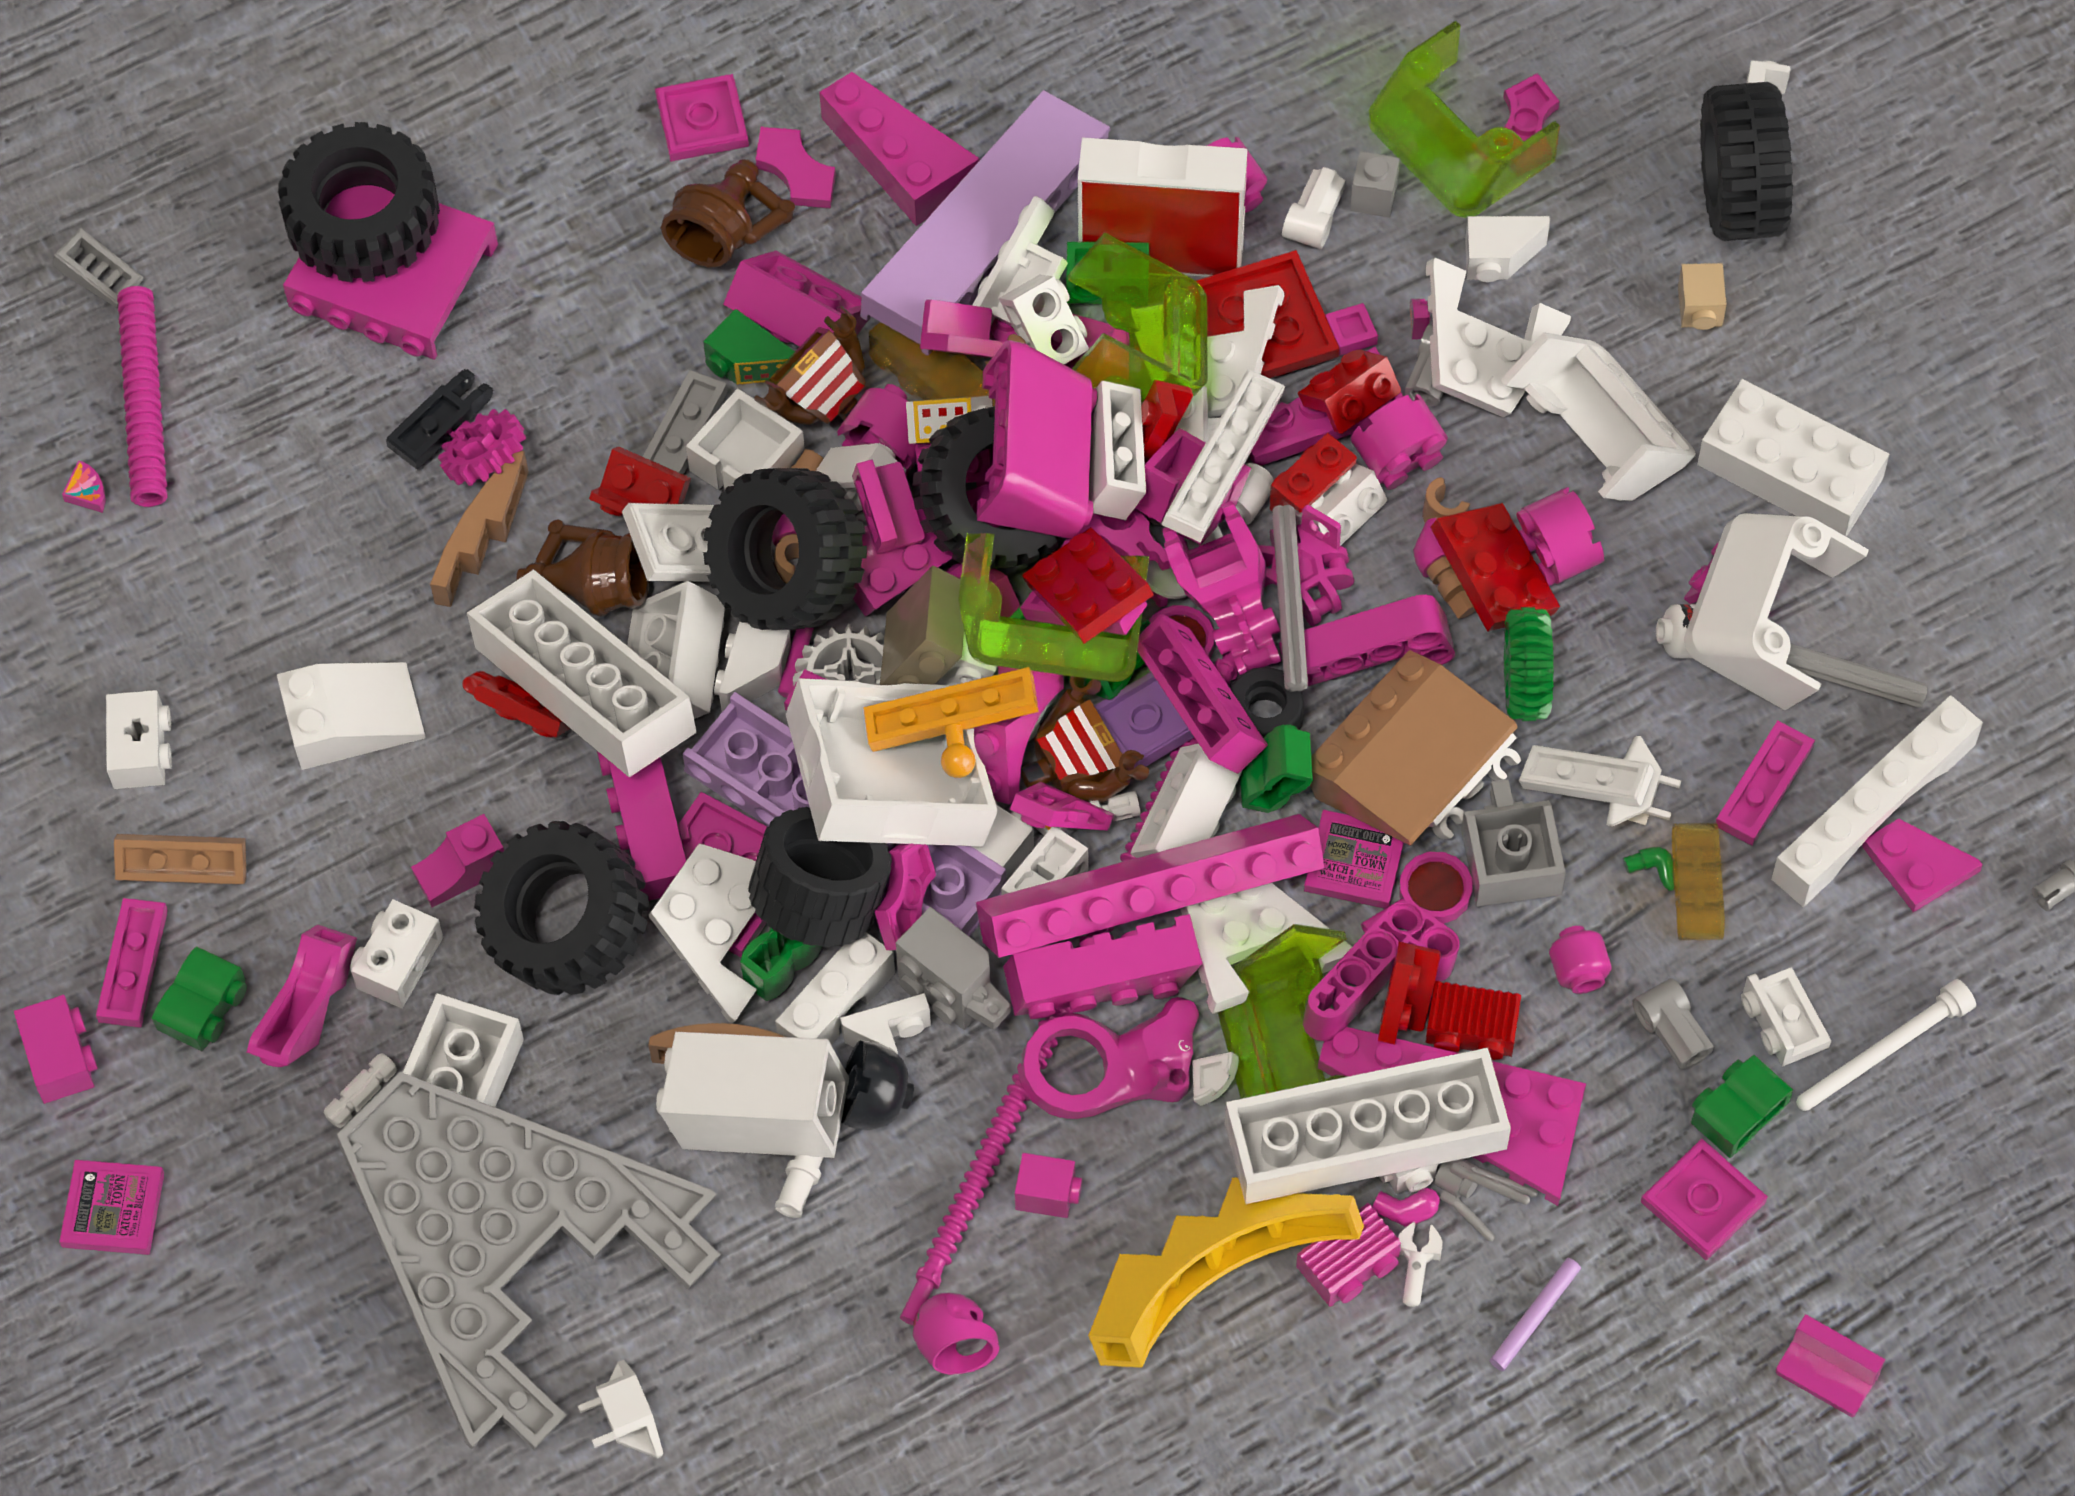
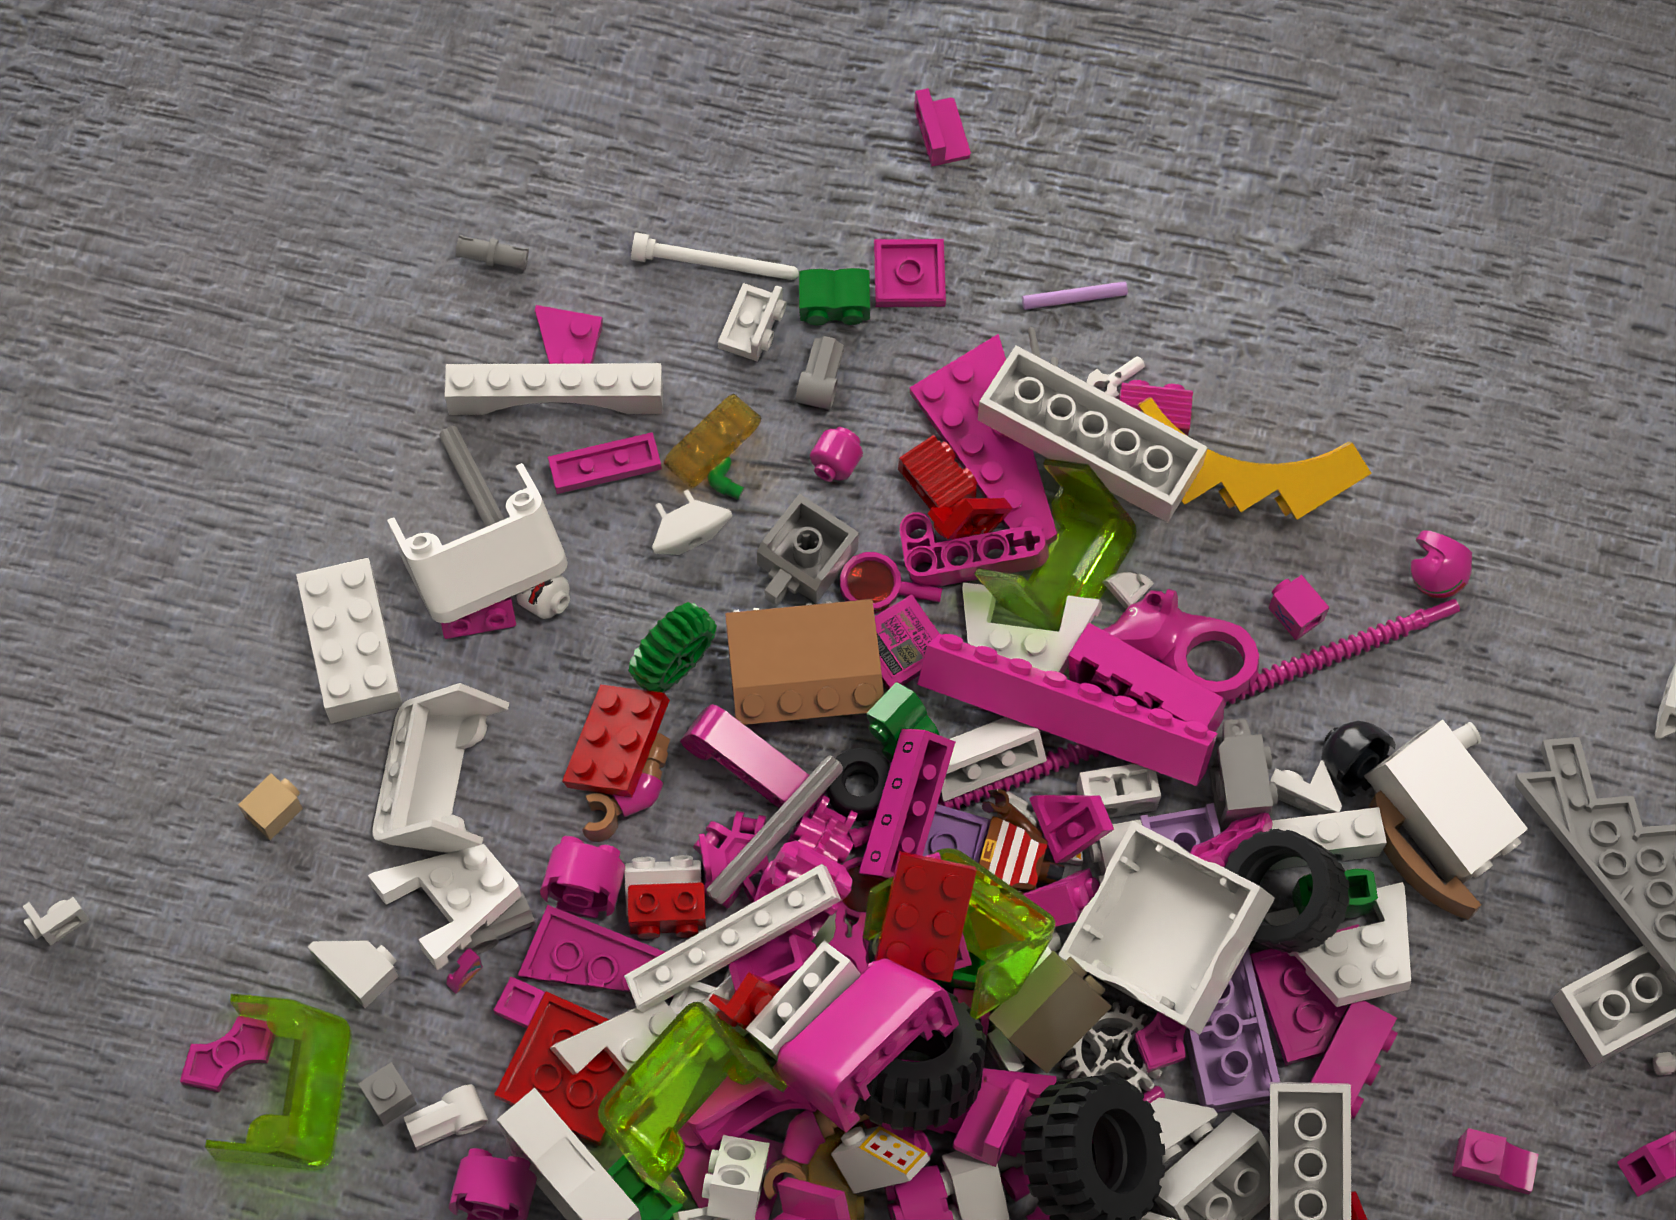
camera: 140 degrees left, 5 degrees up
(396, 953) = (1594, 1132): white brick -> none
(519, 883) = (1508, 1031): black tyre -> none
(951, 712) = (1094, 921): light orange plate -> none
(1351, 389) = (576, 946): red bracket -> none
(1560, 535) = (555, 717): dark pink brick -> none
(1586, 776) = (710, 556): white tile -> none
(1746, 161) = (148, 840): black tyre -> none

